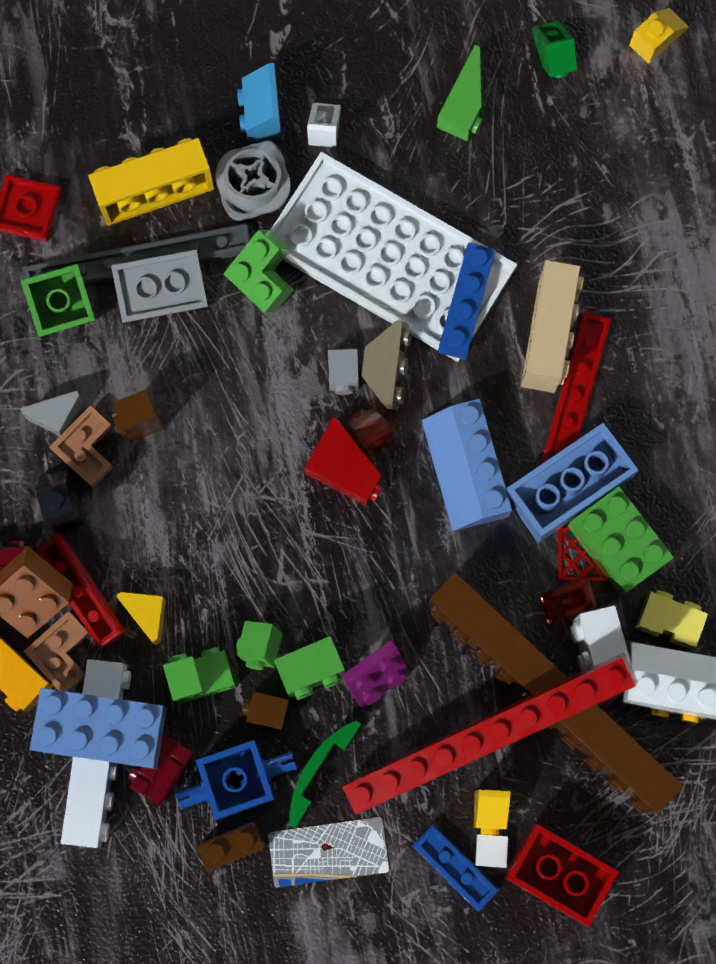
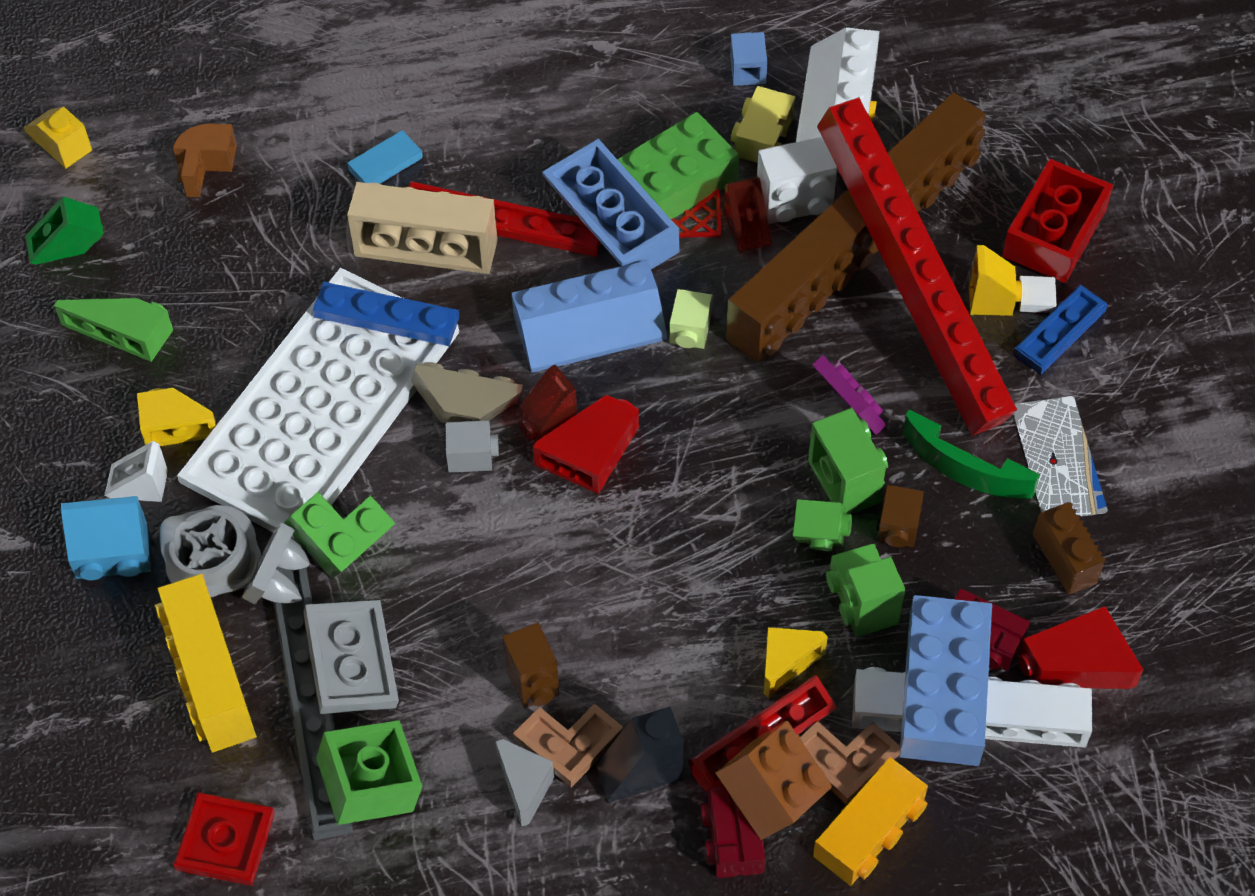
camera: 90 degrees left, 20 degrees down
(136, 845) = (1081, 652): none -> red slope
(218, 769) = (989, 543): blue brick -> none
(220, 223) = (270, 582): none -> light grey tile
(376, 142) = (172, 417): none -> yellow slope
(462, 548) = (690, 319): none -> yellowish green brick
(635, 298) = (385, 159): none -> dark azure tile
(640, 146) = (201, 150): none -> dark orange brick

